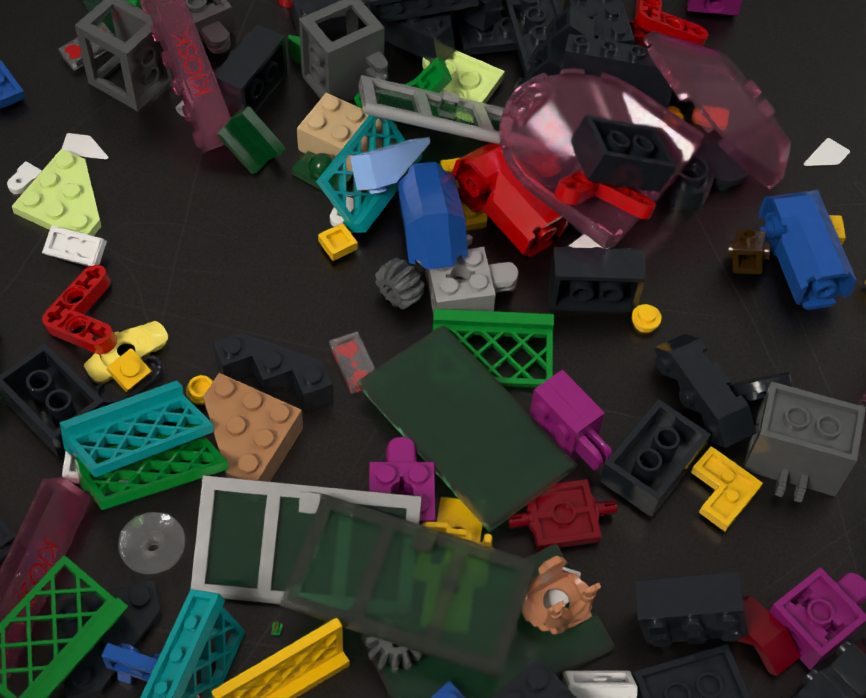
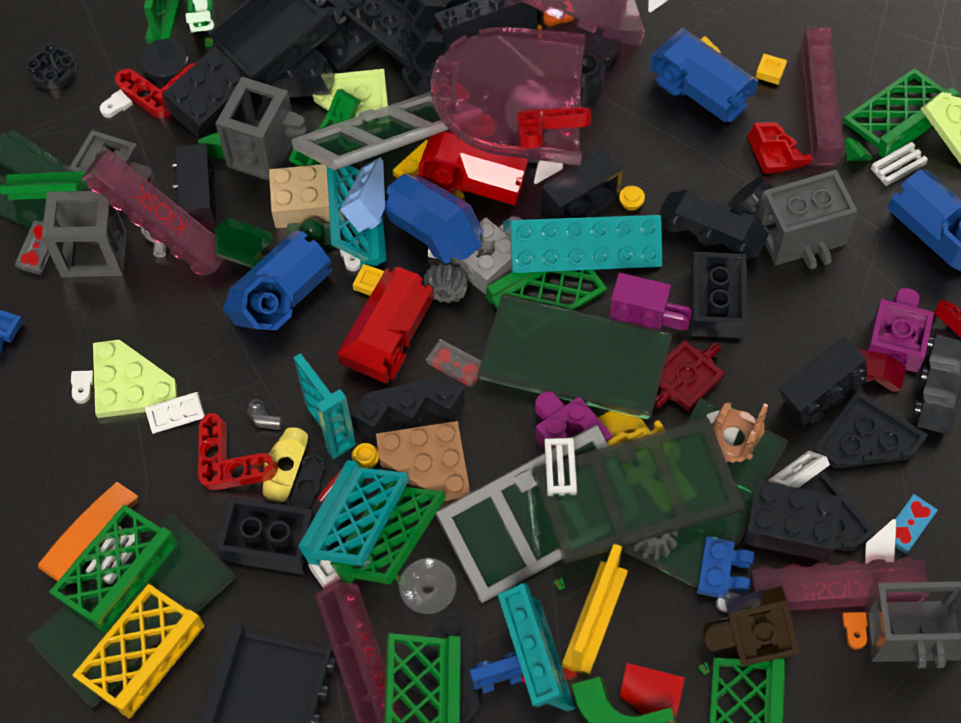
camera: 30 degrees left, 5 degrees up
(83, 146) = (104, 331): white sticker -> none
(128, 370) = (301, 476): yellow plate -> none
(143, 298) = (261, 418): none -> flat silver arm
(182, 319) = (328, 409): none -> teal fence
(250, 191) = (277, 283): none -> blue brick
(313, 286) = (386, 325): none -> red brick
(332, 531) = (561, 489): none -> white tile
(560, 328) = (585, 243): none -> teal bracket
(622, 154) = (541, 85): black brick -> none
(732, 487) = (780, 281): yellow plate -> none
(749, 251) = (666, 103): dark brown brick -> none
(831, 360) = (775, 148): none -> red slope

